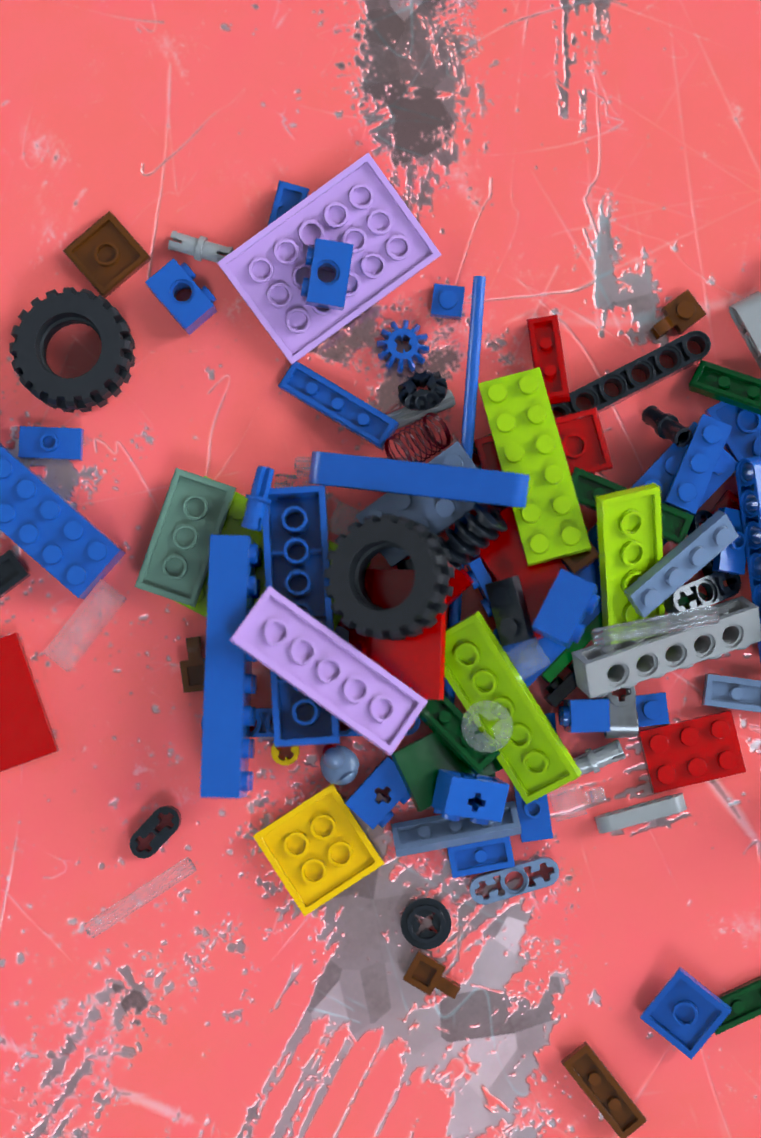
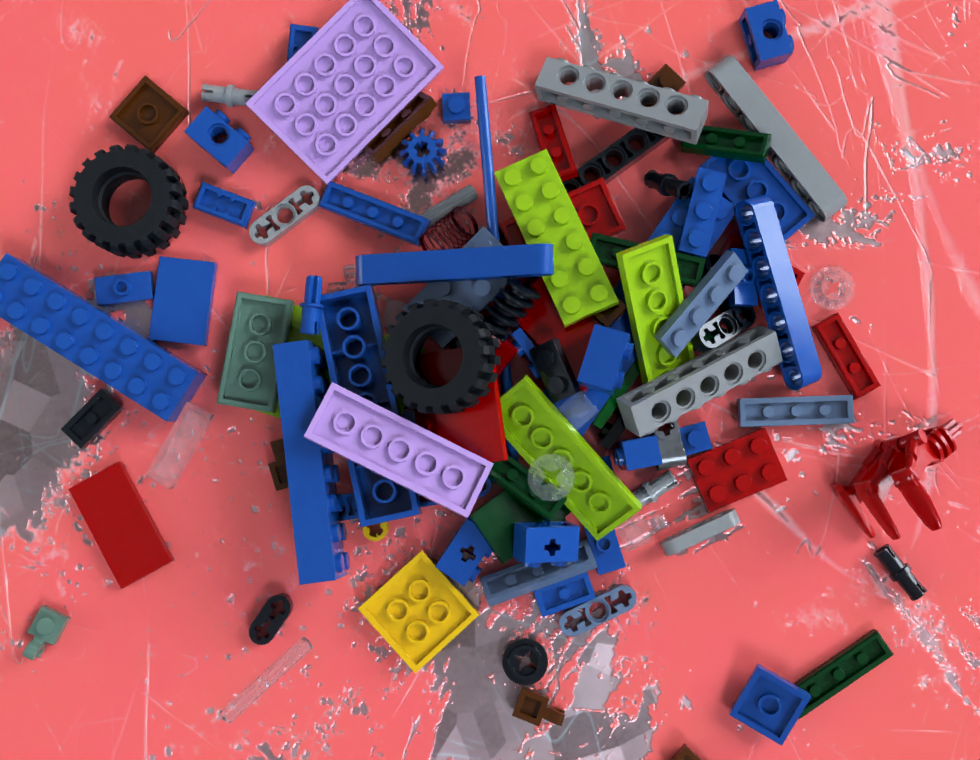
camera: 10 degrees left, 0 degrees up
(112, 467) = (183, 301): none -> blue tile
(175, 369) = (224, 205): none -> blue plate
(227, 386) = (274, 235): none -> light grey beam
(338, 258) = (348, 80): blue brick -> none
(339, 764) = (424, 532): sand blue animal -> none
(382, 314) = (400, 127): none -> reddish brown plate
(422, 398) = (447, 195): black gear -> none
(638, 339) = (630, 111): none -> light grey brick
(655, 626) = (687, 363): clear axle -> none

